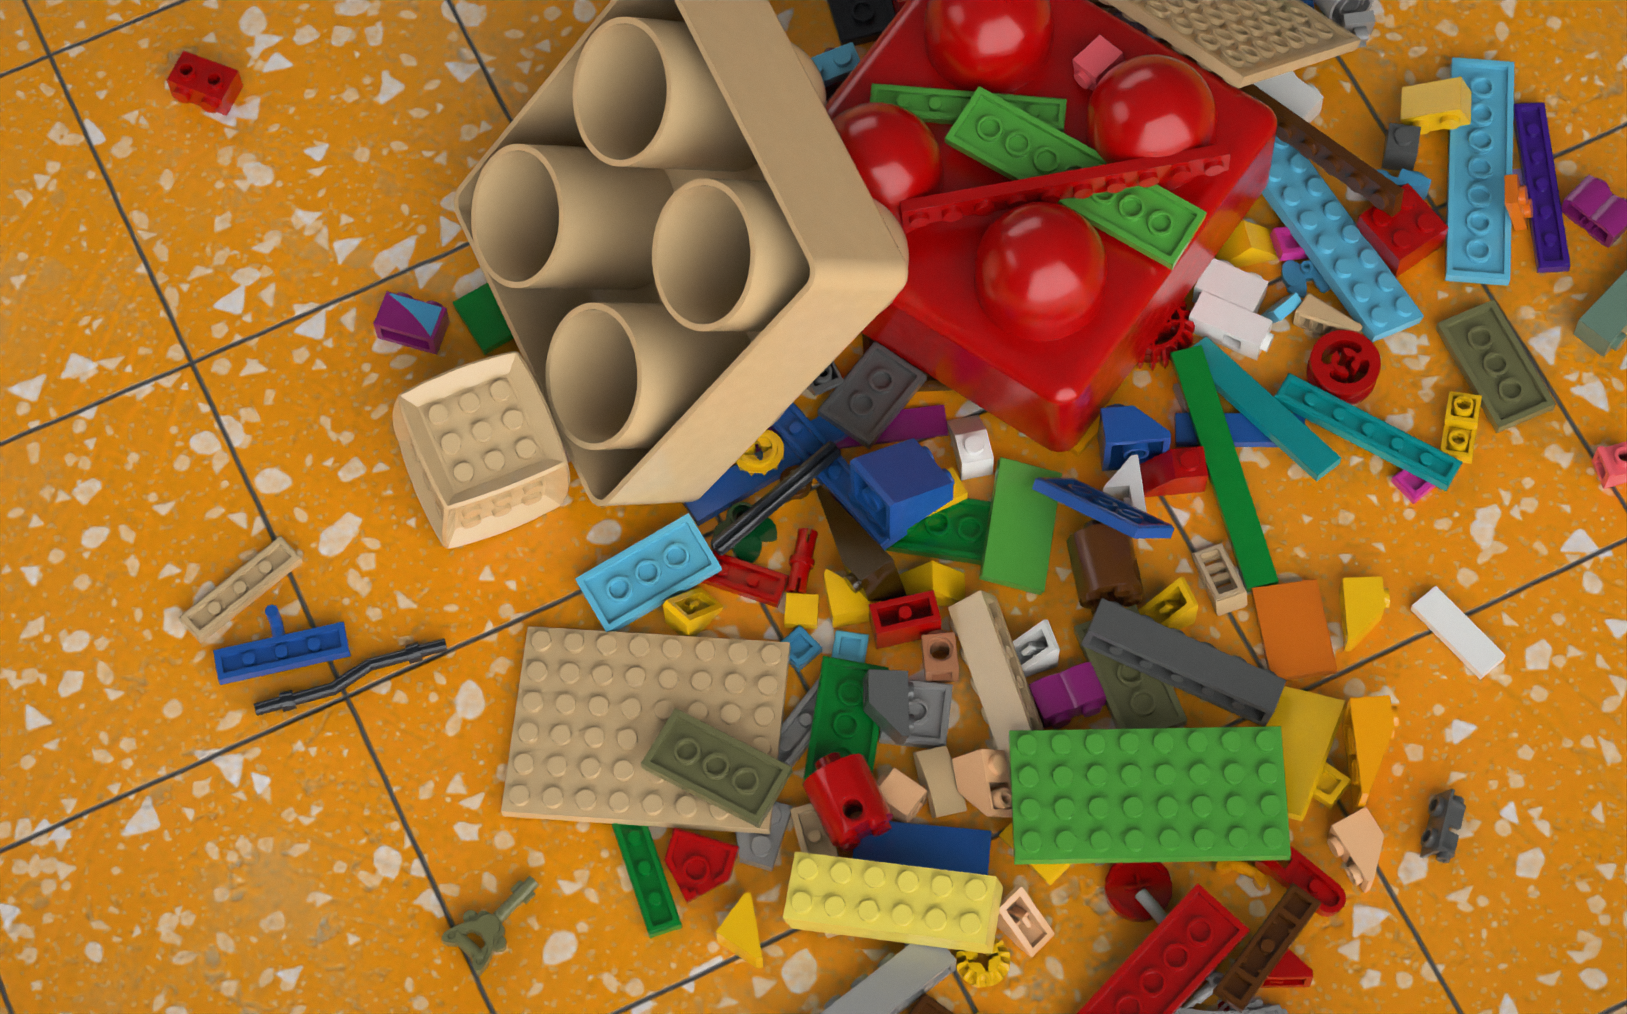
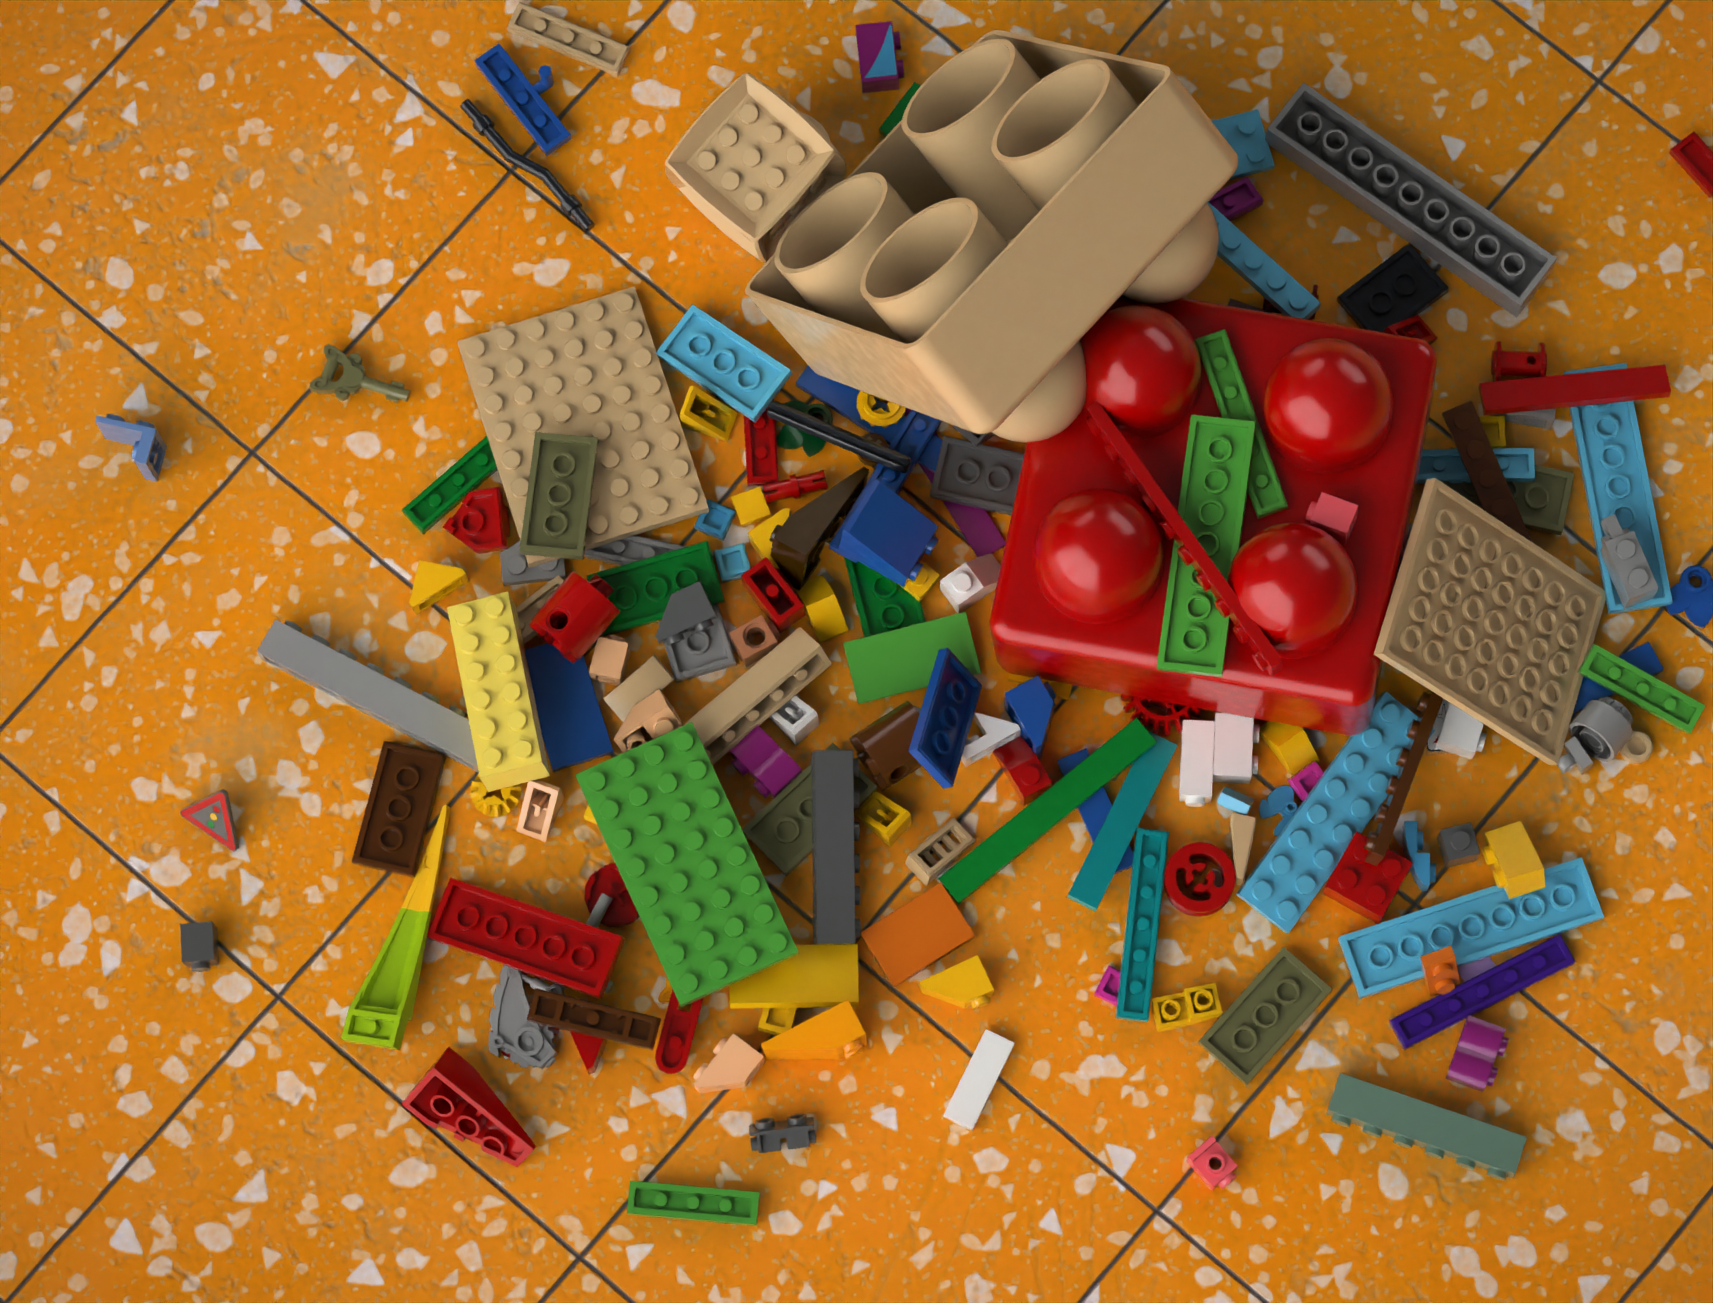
camera: 70 degrees right, 10 degrees up
(1482, 936) = (693, 1203): none -> bright green plate

